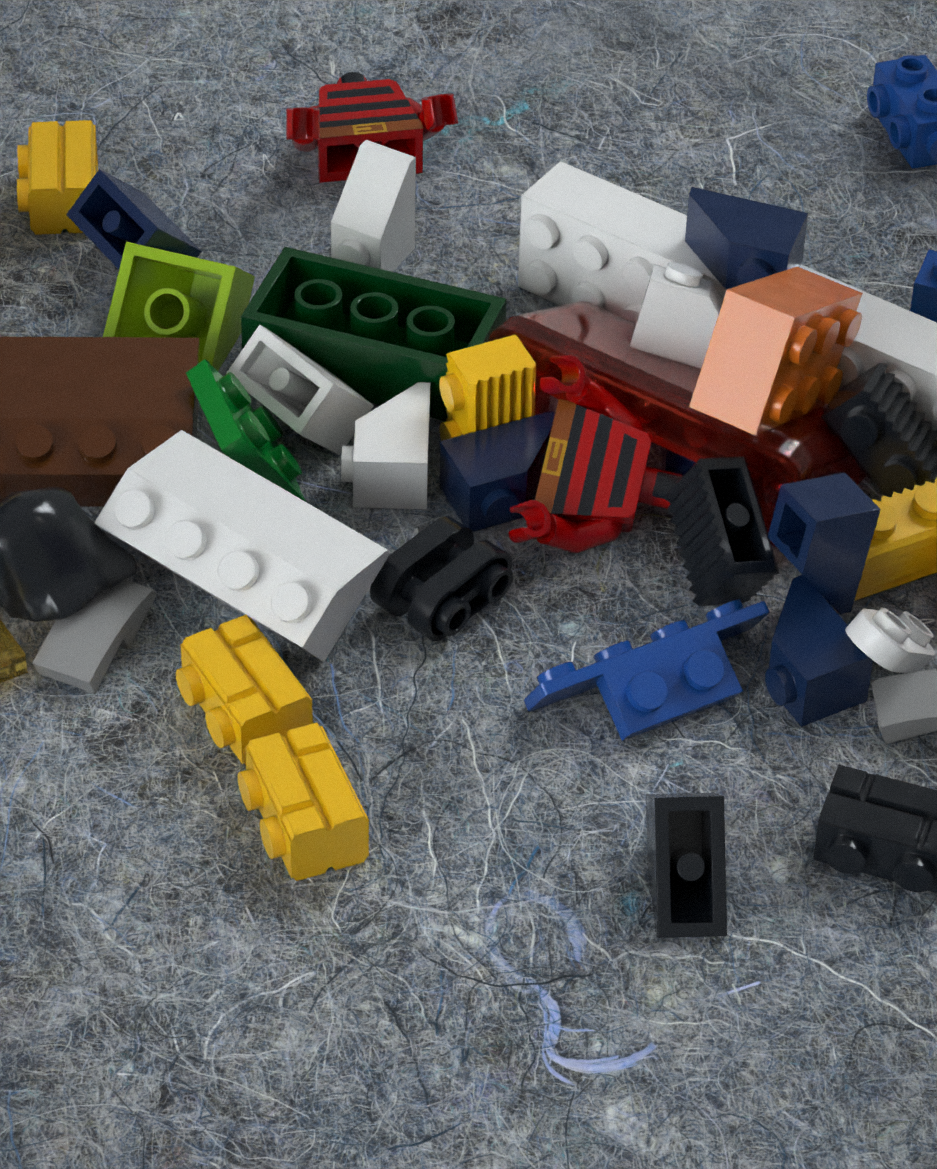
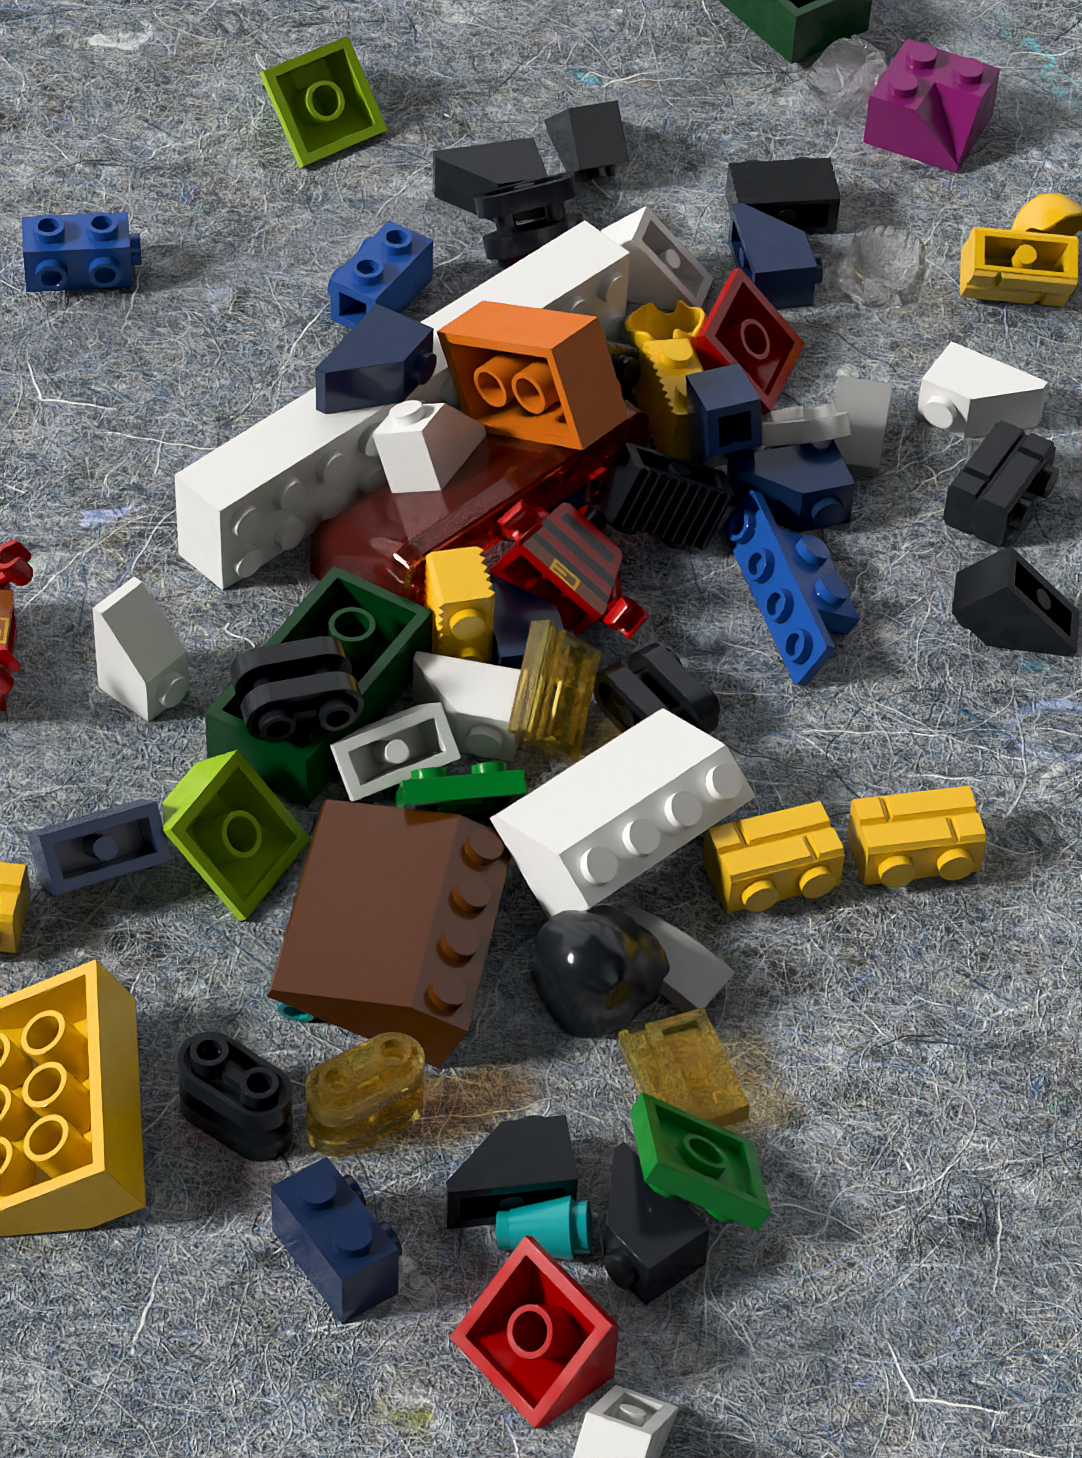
camera: 80 degrees left, 5 degrees up
(304, 277) = (296, 688): none -> black brick
(404, 481) = (554, 691): none -> clear yellow plate

